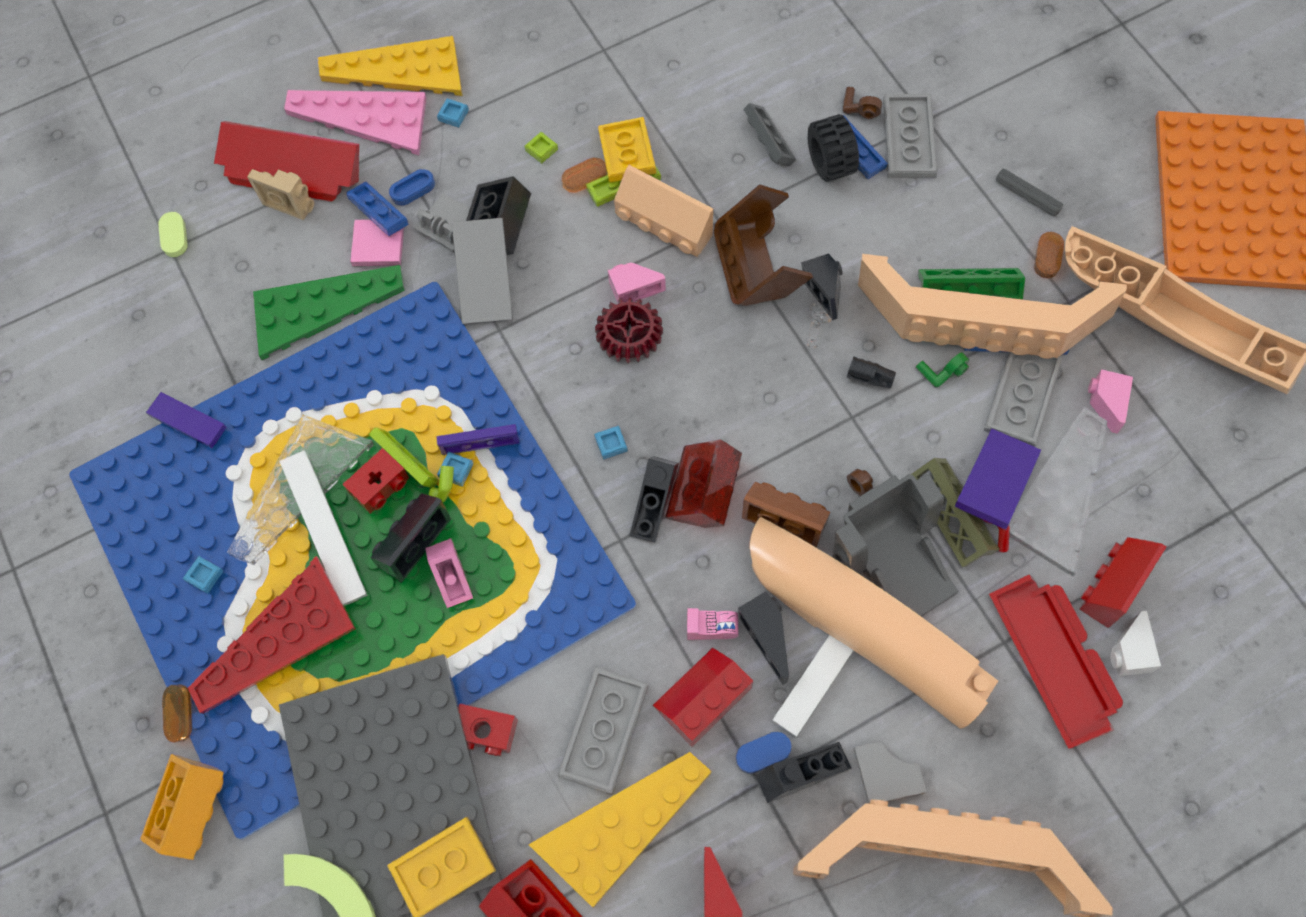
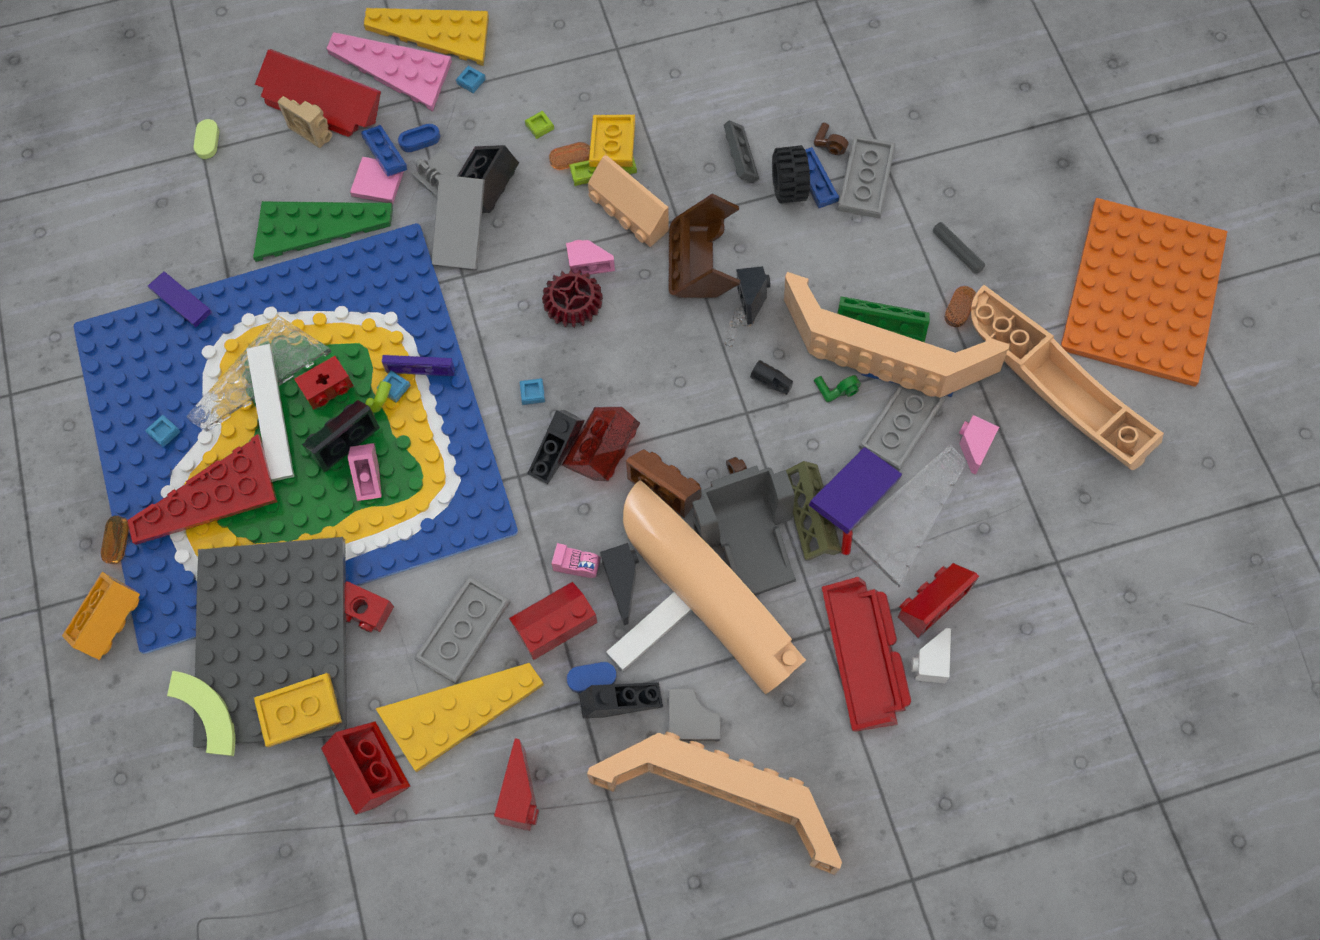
camera: 10 degrees right, 0 degrees up
(404, 457) = (352, 367): lime tile -> none

